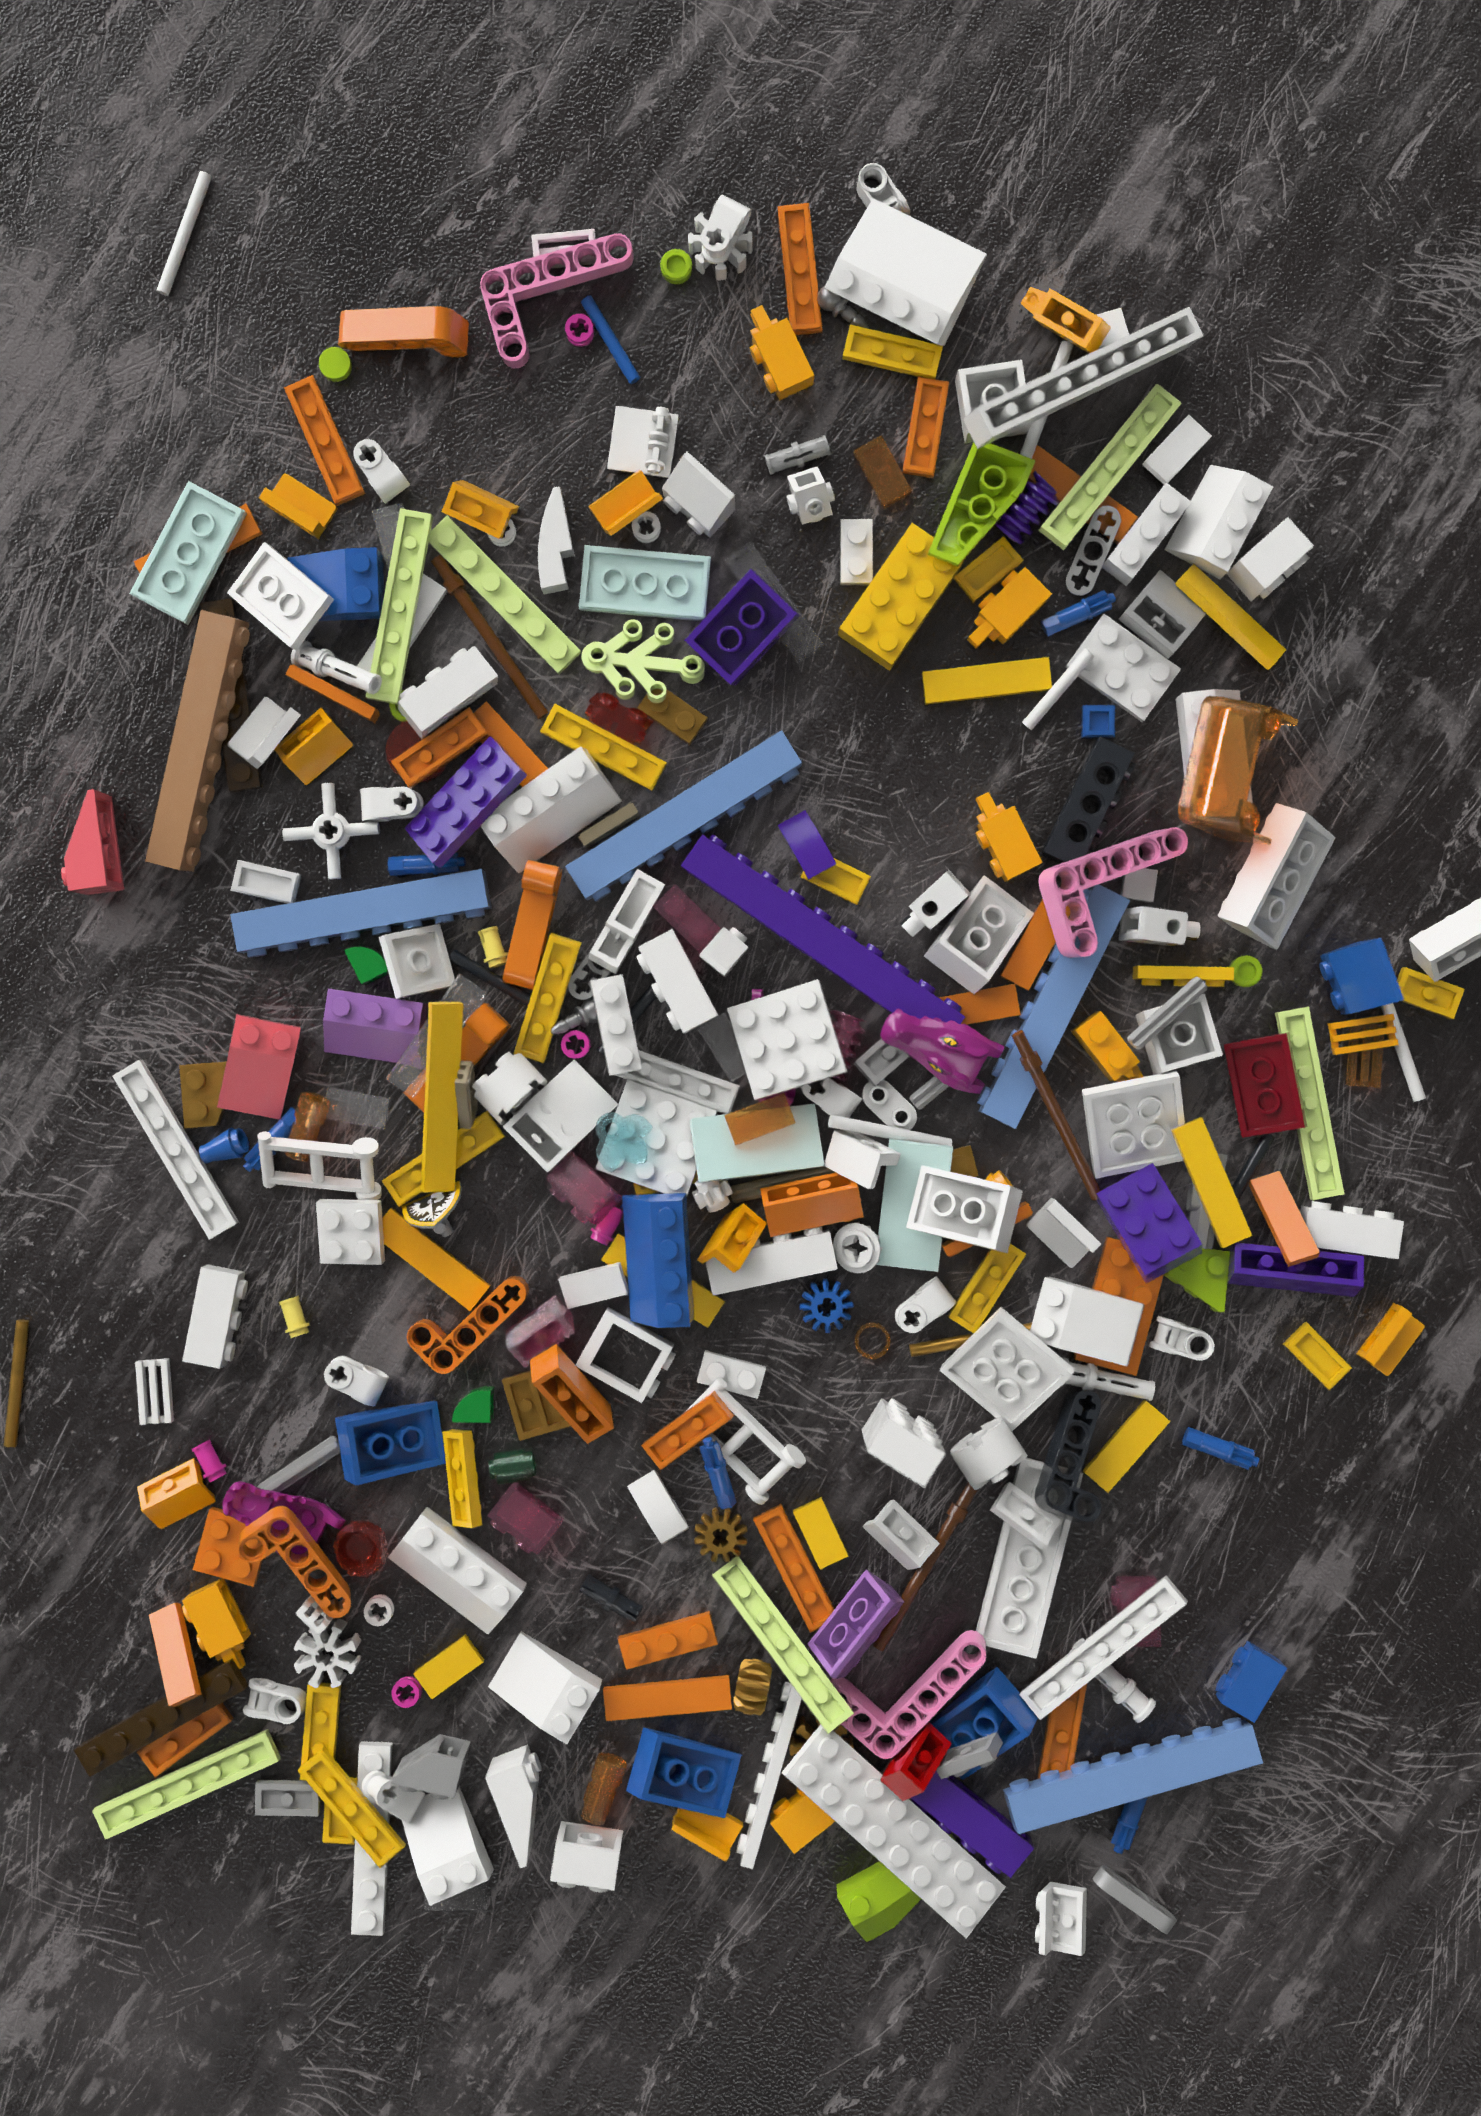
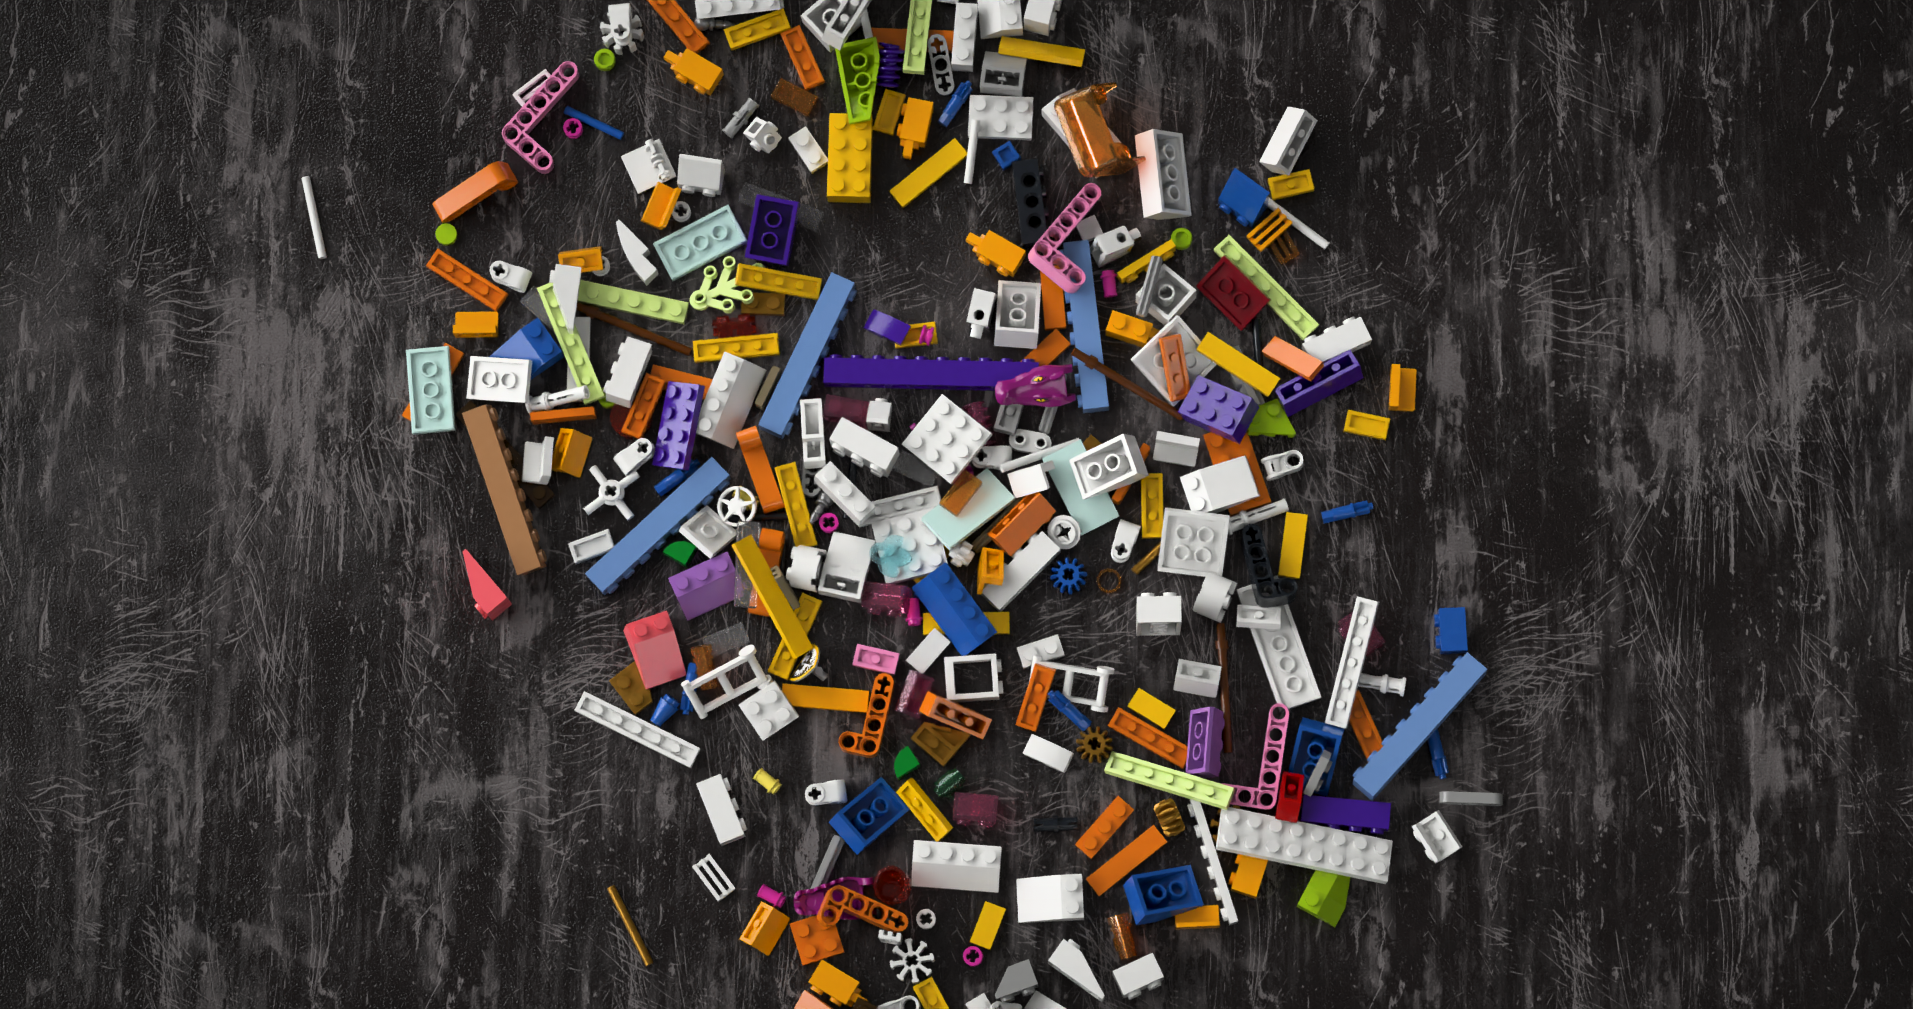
camera: 20 degrees left, 10 degrees down
(434, 534) = (566, 290): none -> white slope
(473, 950) = (736, 505): none -> white wheel
(523, 1253) = (875, 659): none -> bright pink plate
(708, 698) = (778, 281): none -> yellow tile
(848, 889) = (926, 335): none -> dark pink bush
(1118, 970) = (1109, 283): none -> dark pink pin
(1130, 1134) = (1175, 367): none -> orange tile

